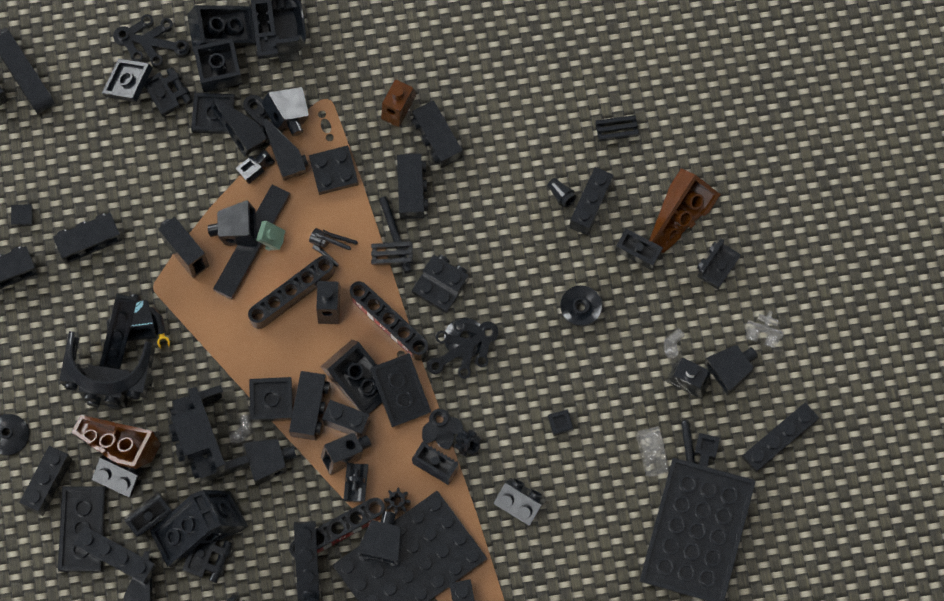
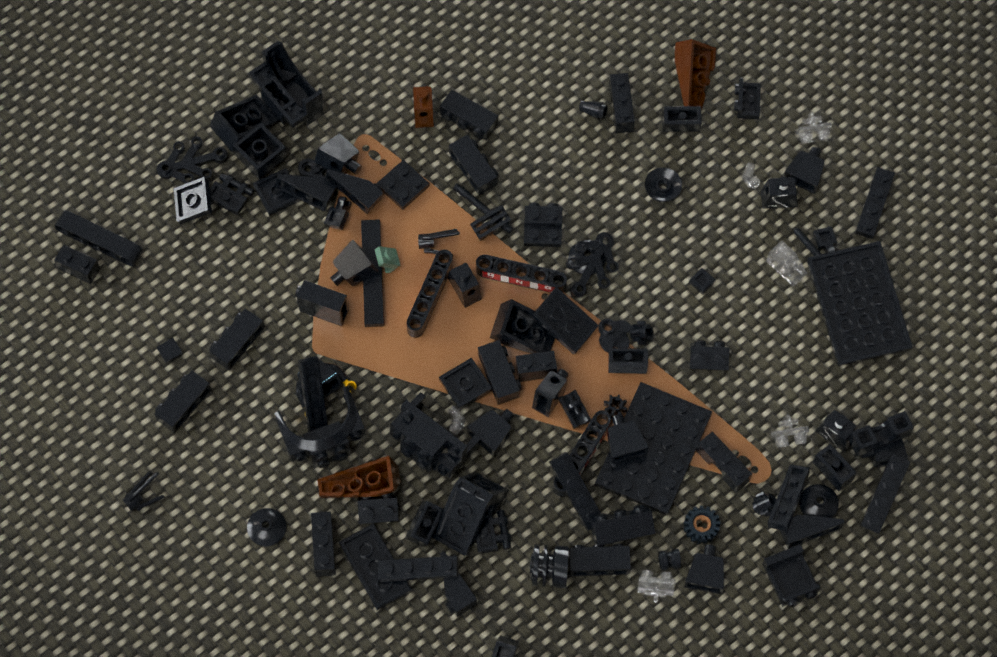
camera: 30 degrees left, 5 degrees down
(612, 121) = (616, 31): black tile -> none

